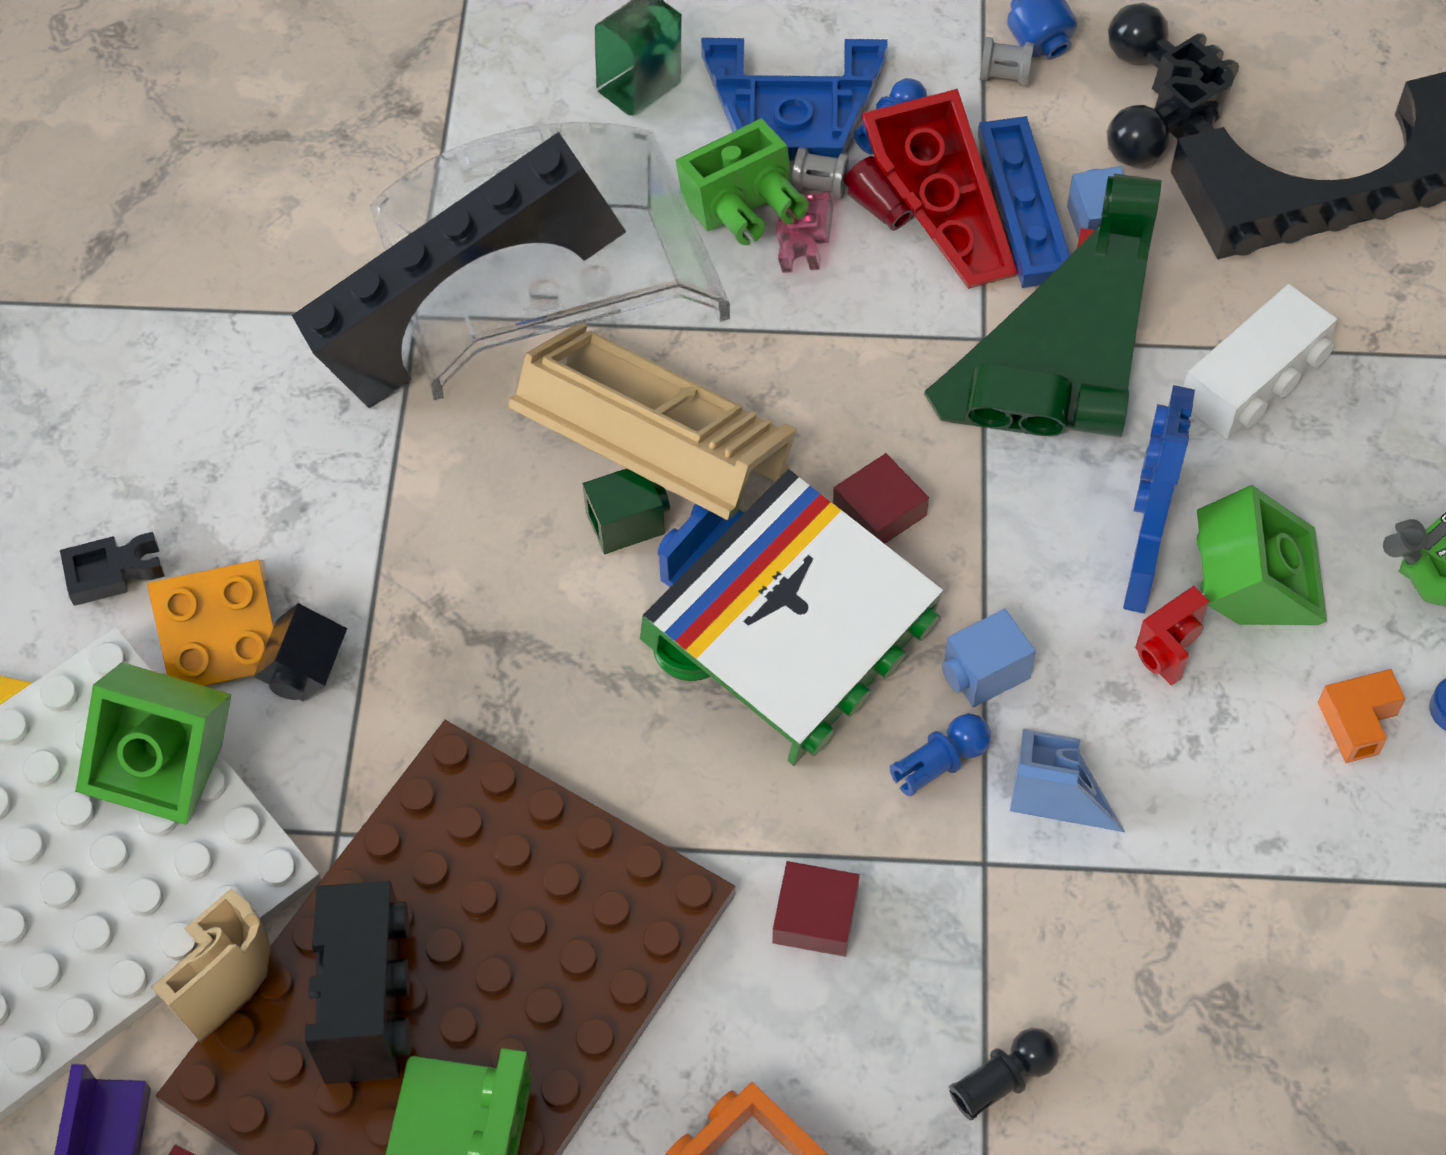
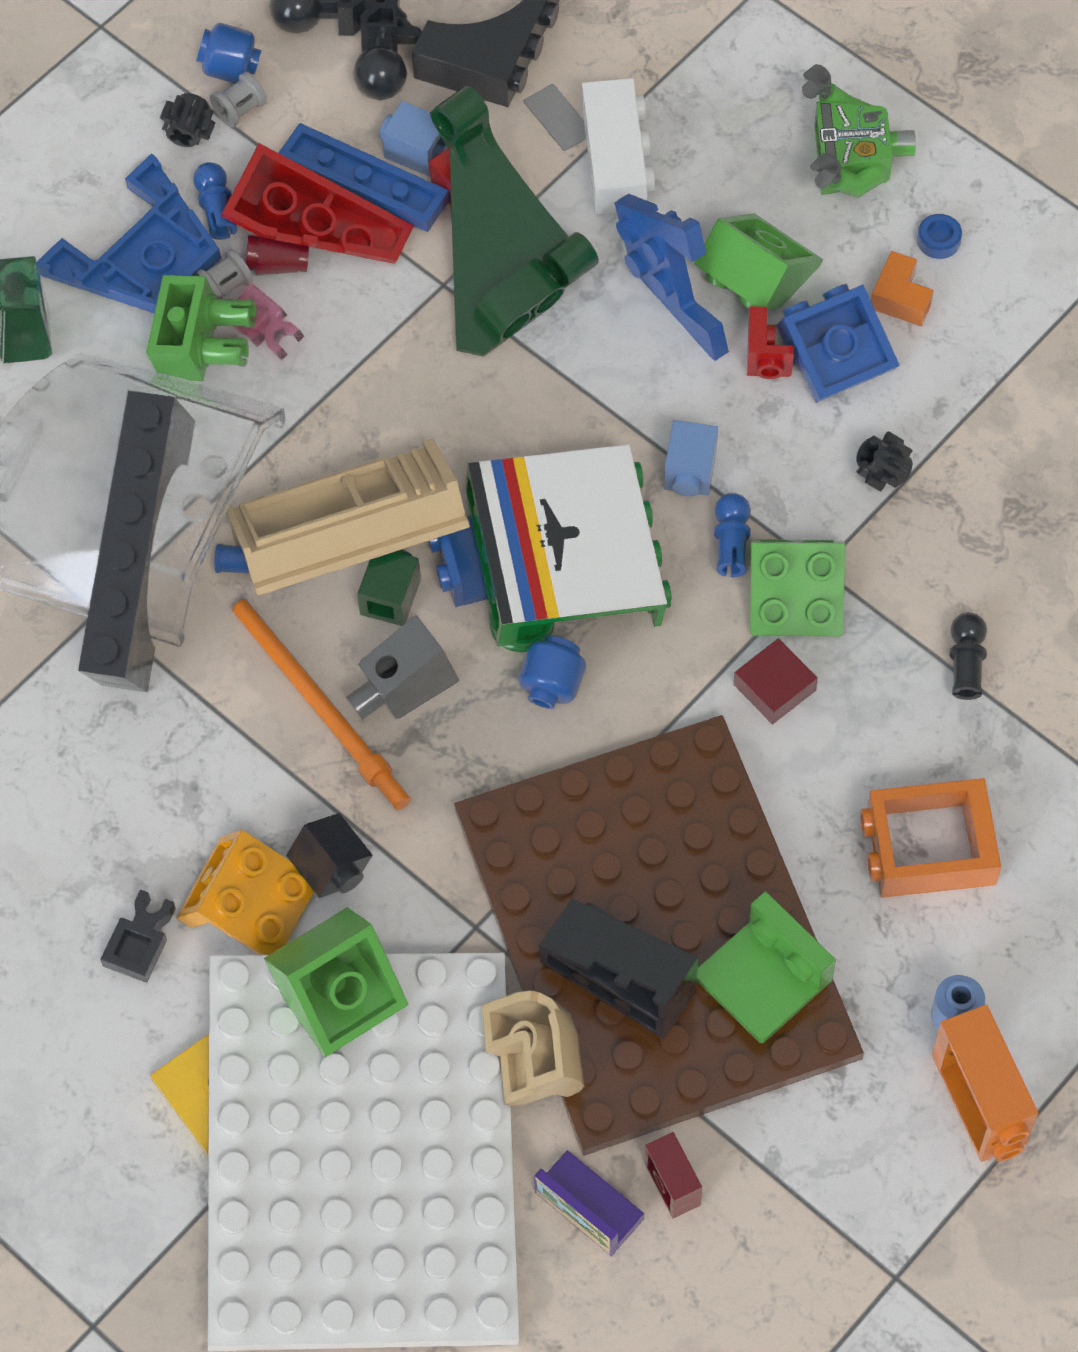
camera: 50 degrees left, 5 degrees up
(431, 626) = (372, 766): none -> orange bar
(540, 579) = (403, 672): none -> dark grey torso
(648, 702) = (552, 672): none -> blue head
(882, 499) = (517, 430): dark red piece -> none
(936, 850) = (797, 587): none -> bright green bracket
(946, 40) = (187, 120): none -> black gear
(1058, 784) = (801, 488): medium blue slope -> none
(1148, 831) = (884, 461): none -> black gear
(1240, 693) = (837, 341): none -> blue plate
(1247, 294) = (557, 116): none -> light grey sticker

